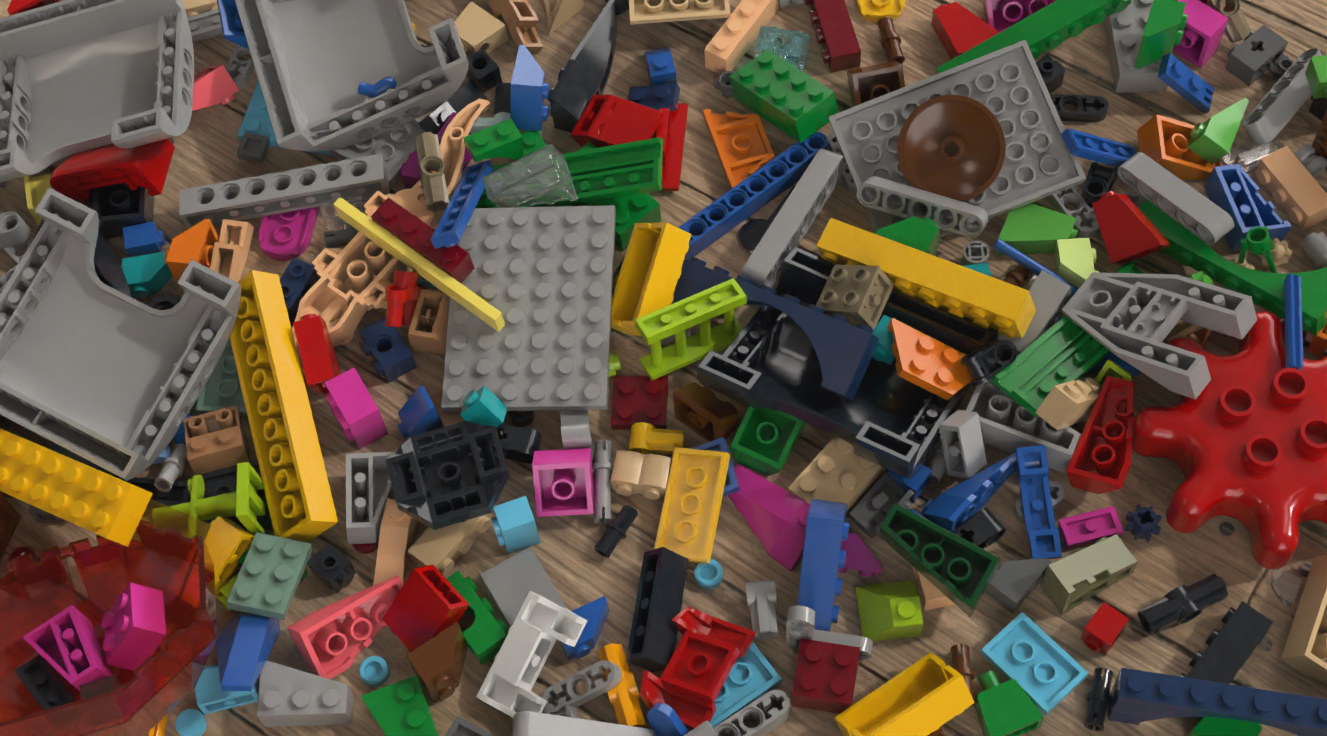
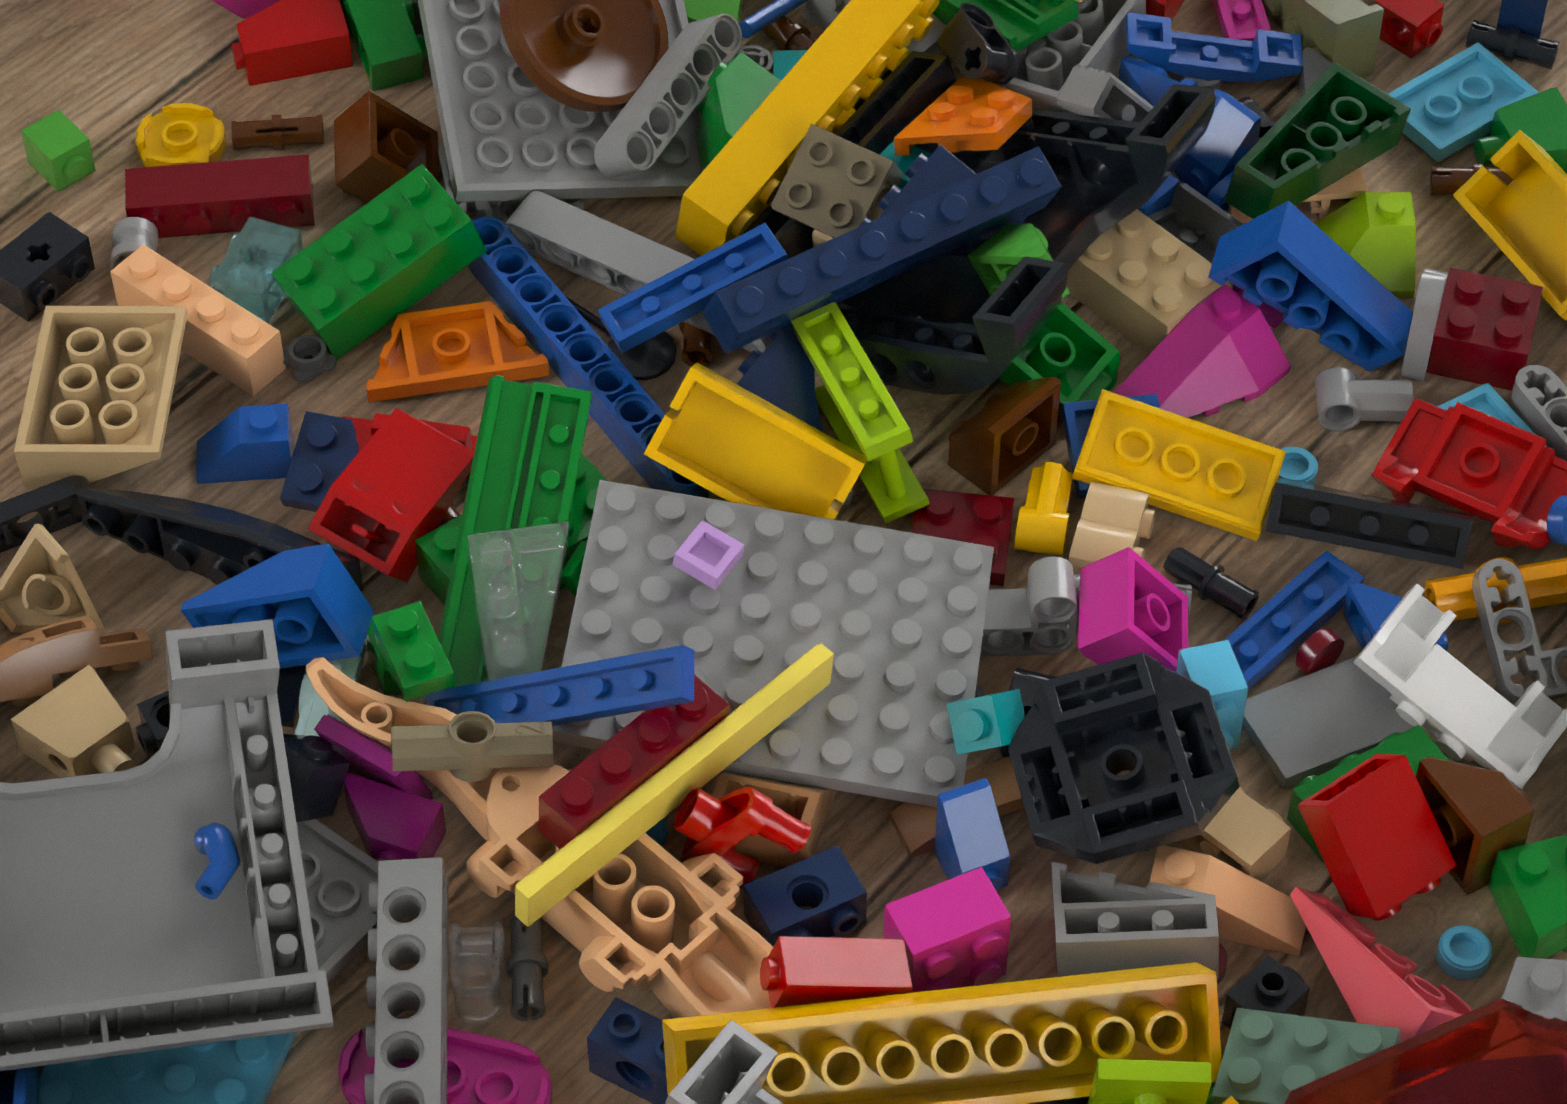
camera: 90 degrees left, 10 degrees down
(561, 258) = (708, 555): none -> lavender plate
(566, 588) = (1319, 651): none -> dark red tile
(586, 568) = (1291, 616): none -> blue plate
(763, 234) = (688, 288): none -> blue plate
(786, 315) = (881, 249): none -> dark blue brick
(793, 391) = (1005, 250): none -> bright green slope

